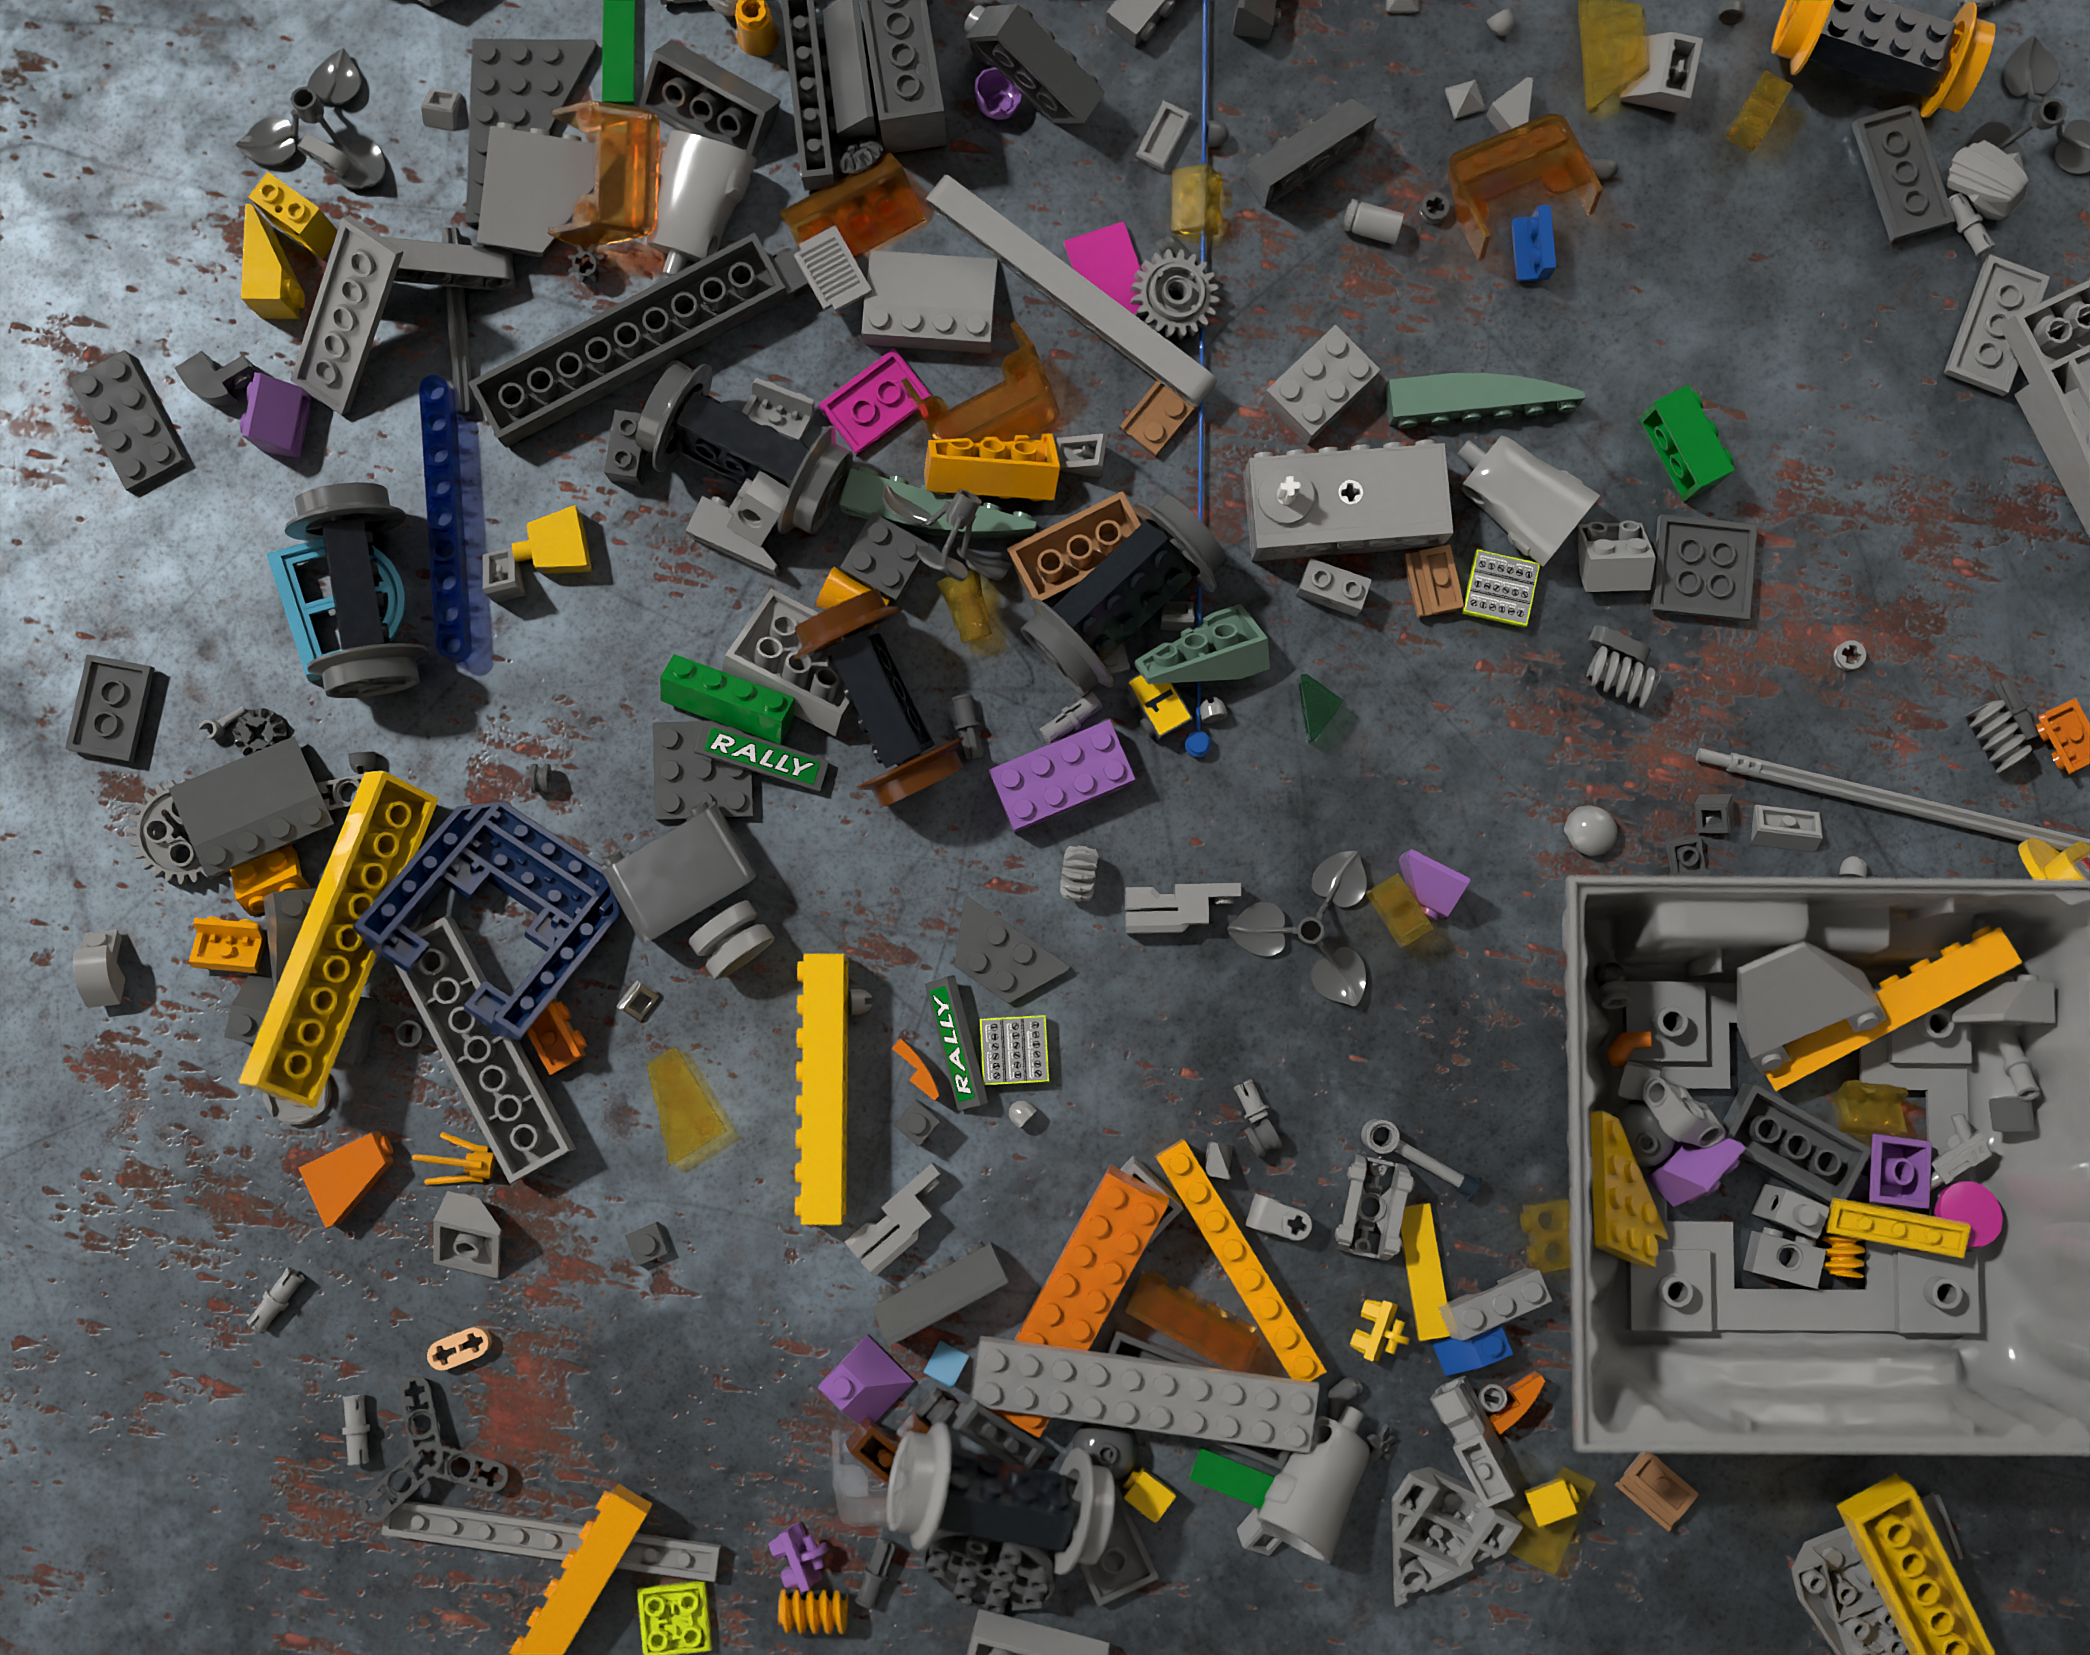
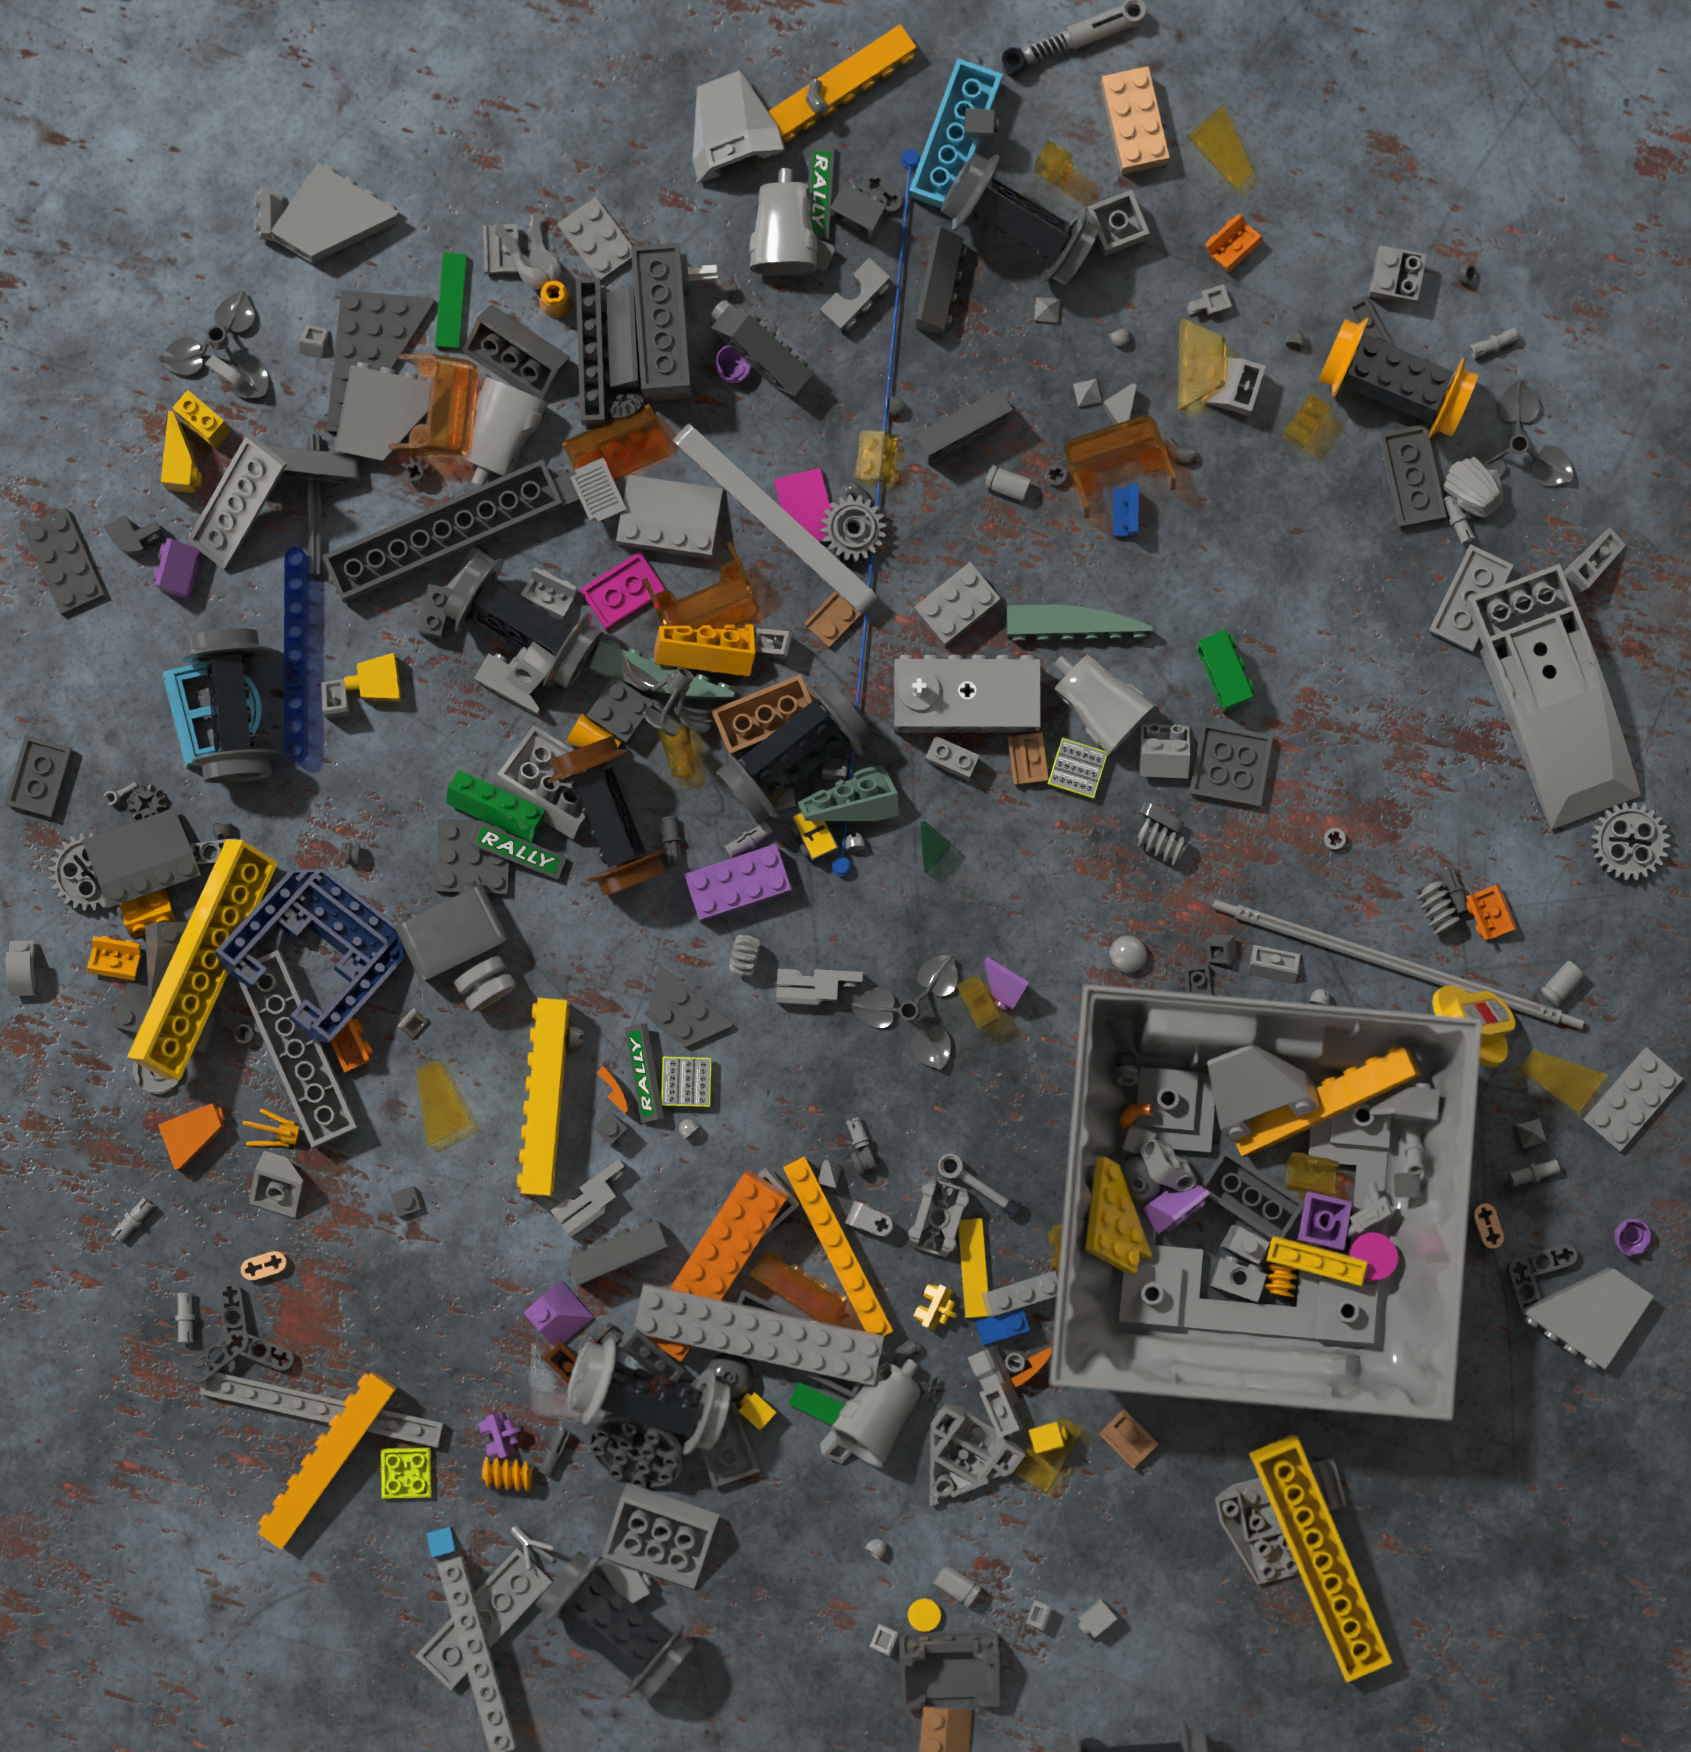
camera: 10 degrees right, 0 degrees up
(946, 1364) = (618, 1306): dark azure slope -> none
(1163, 136) = (856, 404): light grey tile -> none

